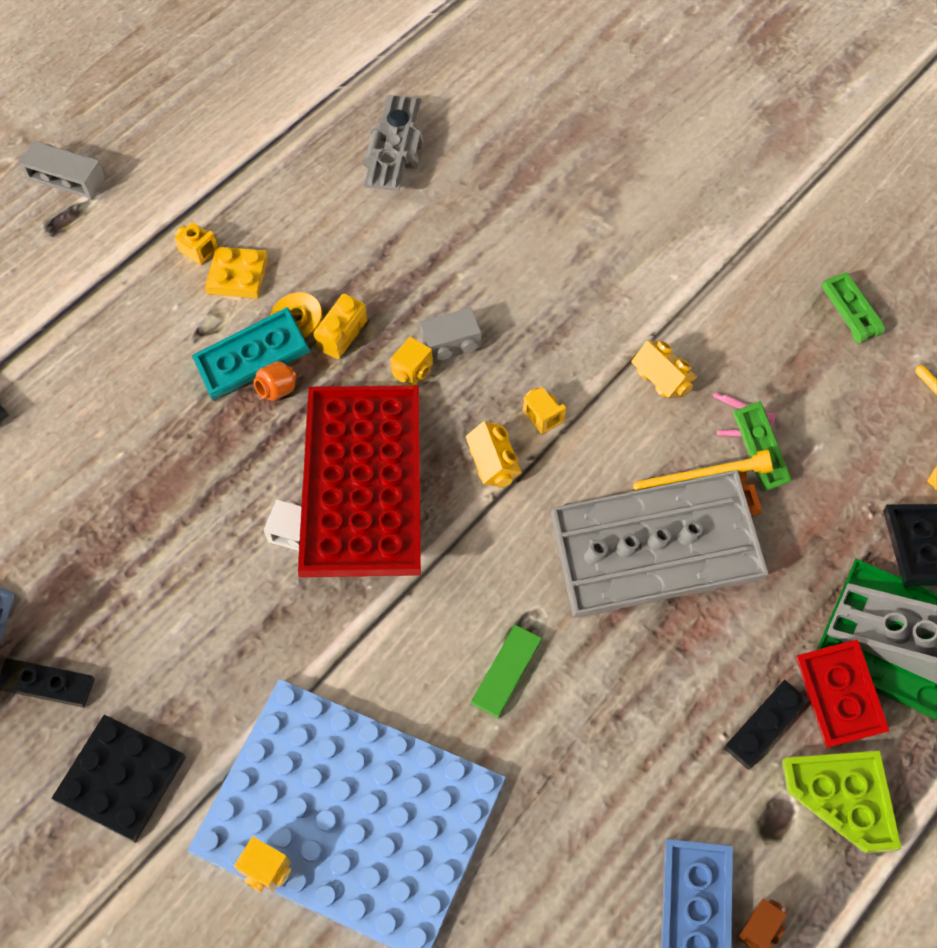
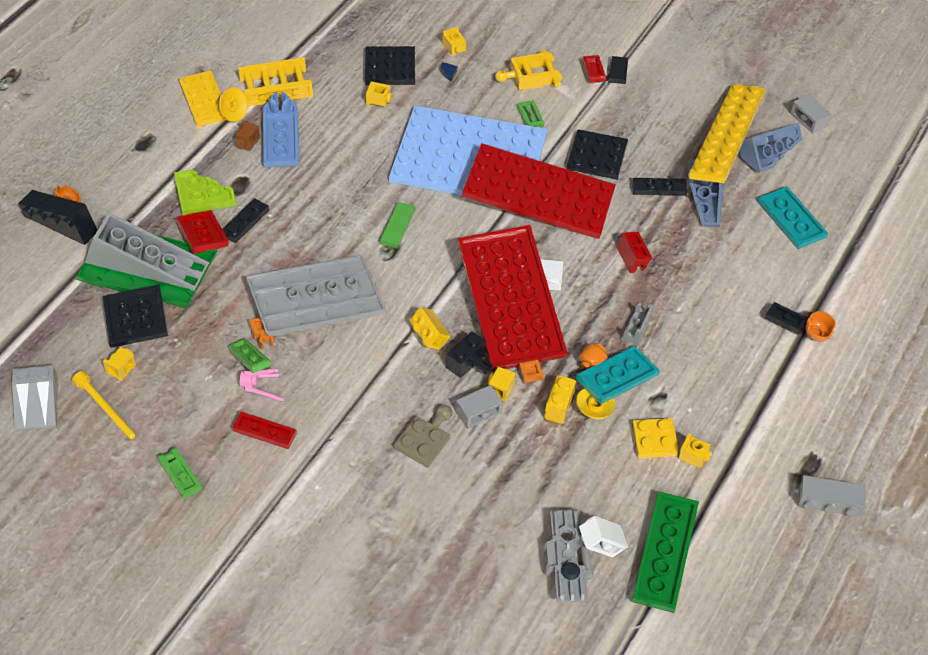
camera: 165 degrees right, 10 degrees down
(145, 546) = (633, 251): none -> red hinge
(191, 425) = (638, 324): none -> light grey hinge
(206, 932) = (539, 122): none -> bright green tile
(255, 692) = (539, 190): none -> red plate
(263, 866) = (504, 118): yellow brick -> none
(279, 143) = (665, 552): none -> green plate
(348, 146) = (603, 536): none -> white brick
(366, 374) = (531, 371): none -> orange plate
(447, 406) = (467, 354): none -> black brick
(532, 308) = (424, 440): none -> dark tan plate
(543, 410) = (401, 364): yellow brick -> none
(664, 369) = (319, 399): yellow brick -> none
(741, 346) = (264, 430): none -> red plate
(759, 463) = (251, 339): yellow piece -> none

